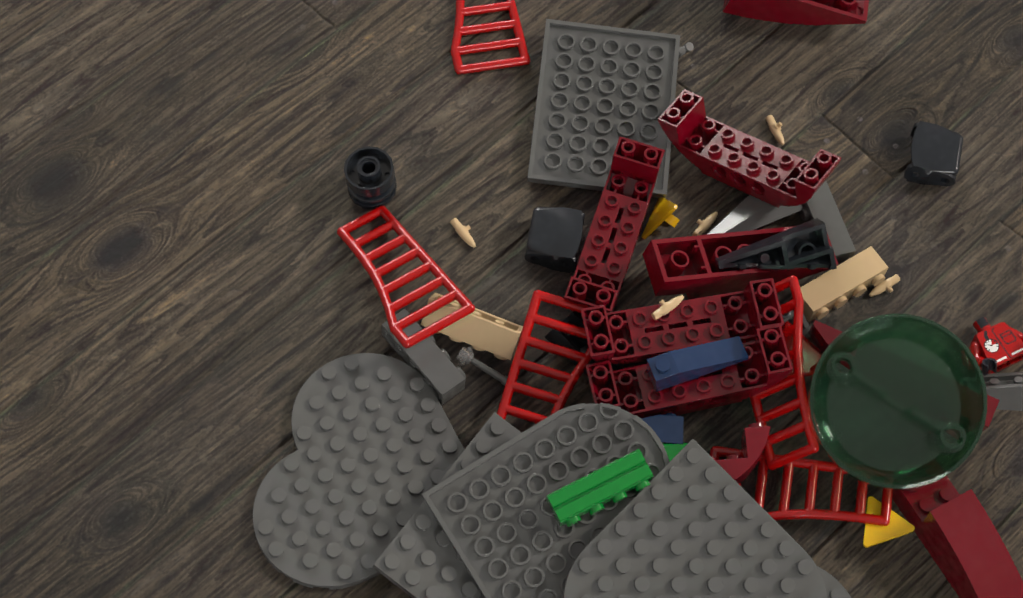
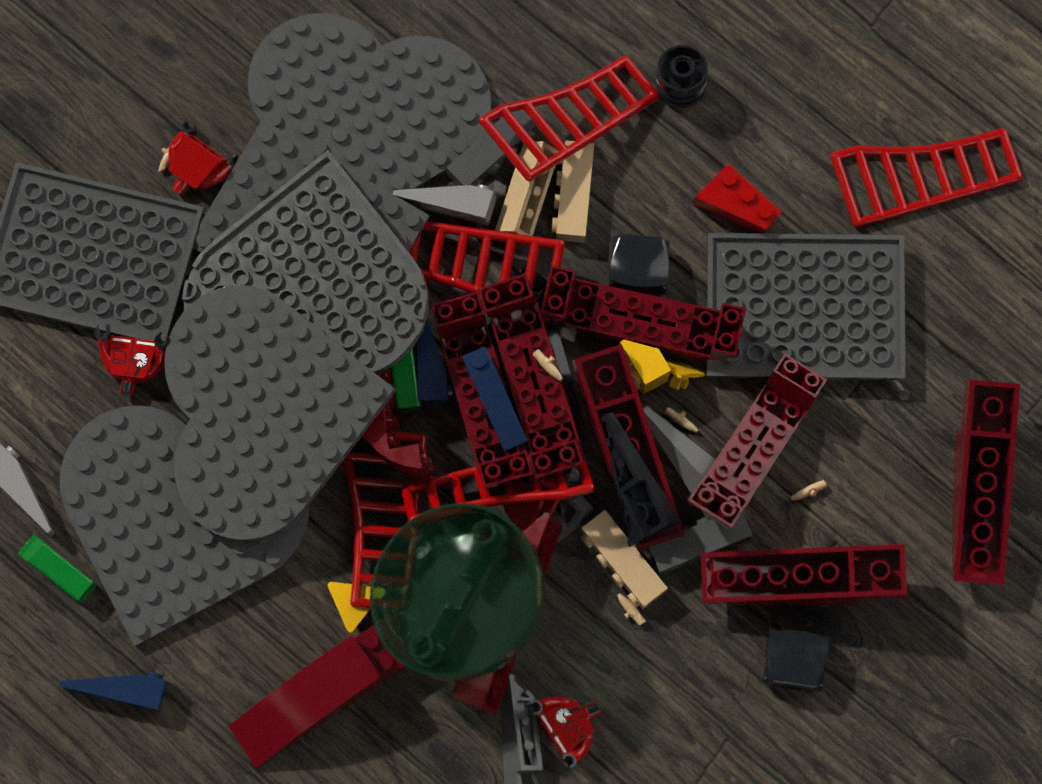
camera: 90 degrees right, 15 degrees up
(463, 232) = (639, 177): tan helmet -> none
(481, 379) = (461, 202): none -> light grey slope
(483, 287) = (574, 195): none -> tan brick
(498, 148) = (739, 201): none -> red wedge
(600, 487) = (339, 306): green brick -> none
(659, 227) = (646, 366): none -> yellow slope
(863, 128) = (805, 576): none -> dark red slope

